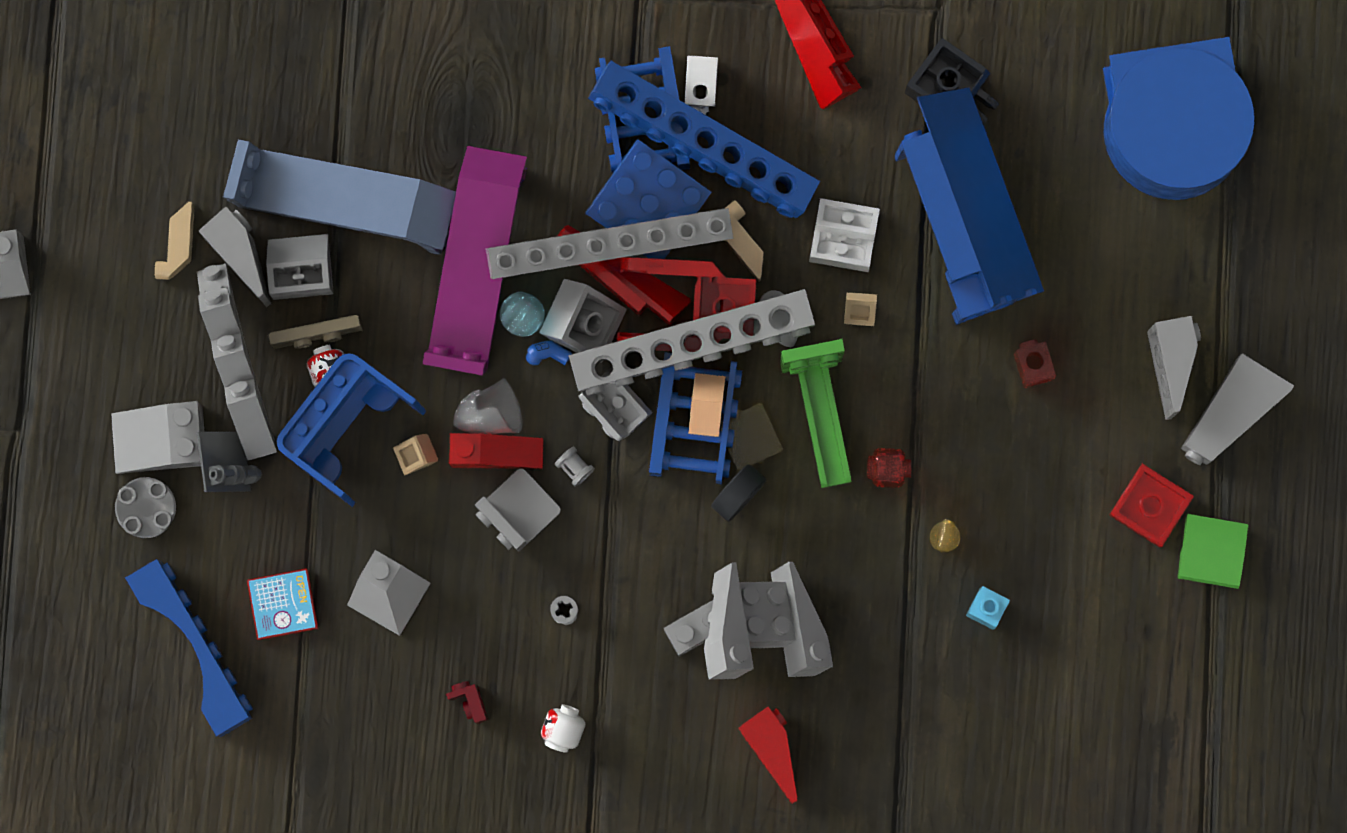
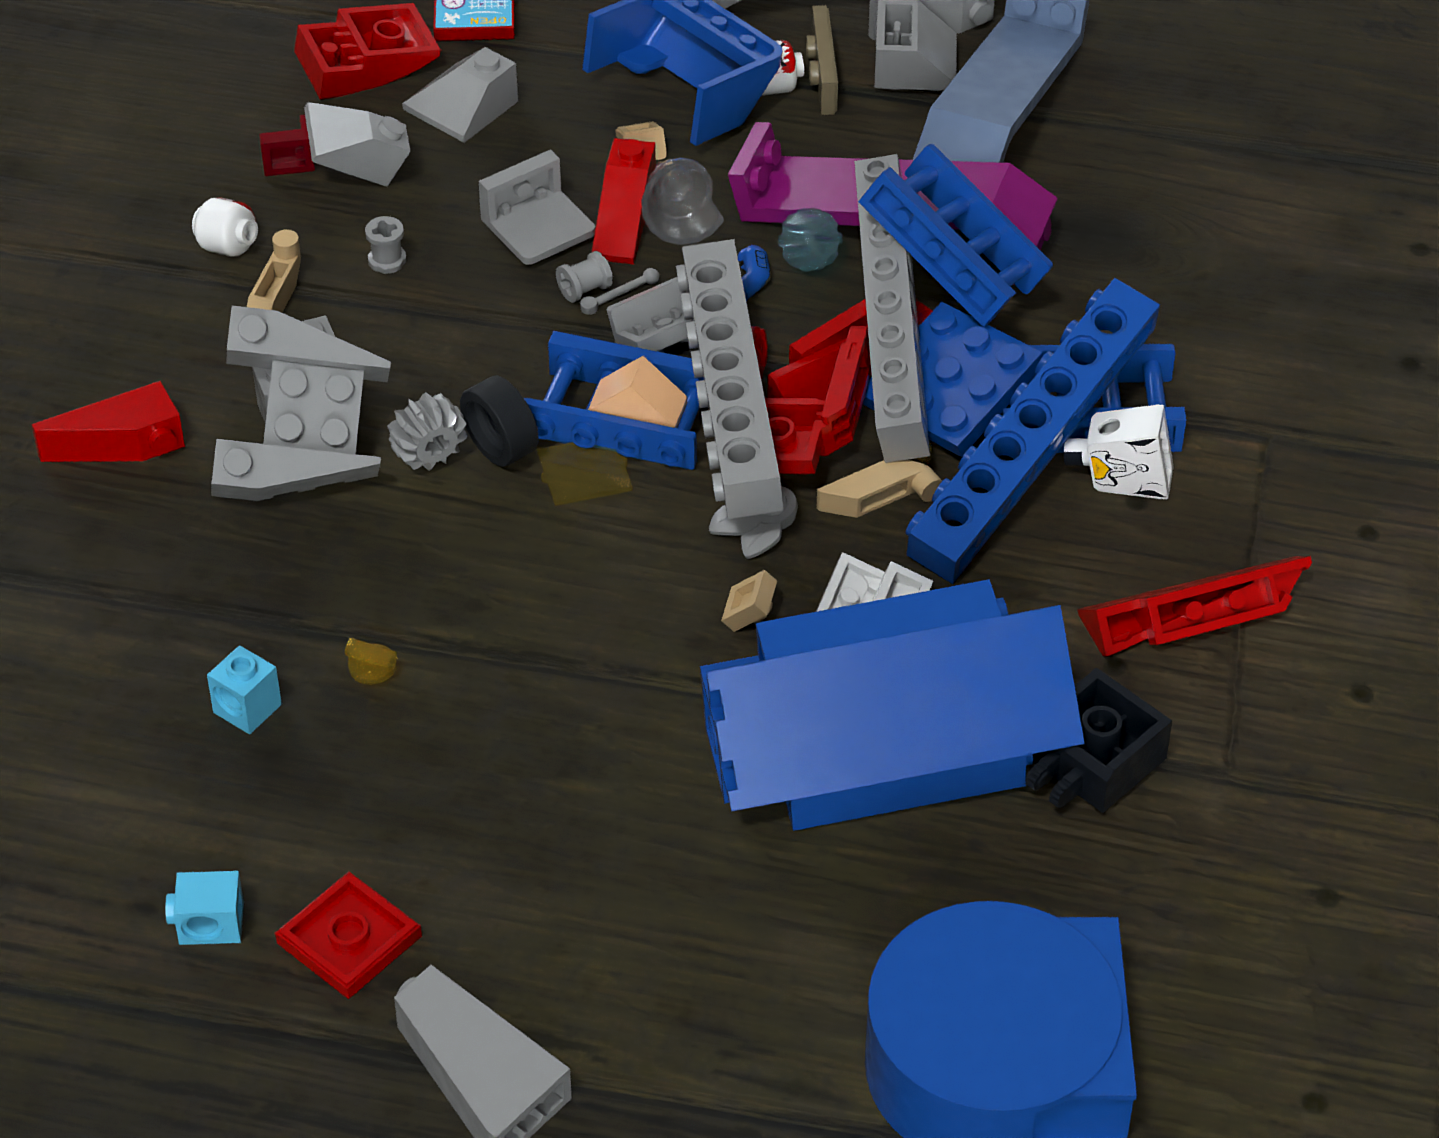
camera: 95 degrees right, 35 degrees down
(347, 673) = (364, 48): none -> red slope
(463, 653) = (356, 141): none -> light grey slope
(558, 423) = (589, 304): none -> light grey hinge
(569, 221) = (941, 249): none -> blue fence
(582, 318) = (791, 298): light grey slope -> none
(618, 680) = (279, 275): none -> tan piece
(752, 539) = (427, 431): none -> light grey gear
(812, 367) = (607, 539): bright green bracket -> none
(888, 467) = (494, 598): clear red head -> none
(1030, 376) = (617, 800): clear red brick -> none
(1154, 590) = (206, 907): none -> medium azure brick
(1173, 354) = (570, 967): light grey slope -> none
(1213, 551) = (247, 1002): bright green slope -> none

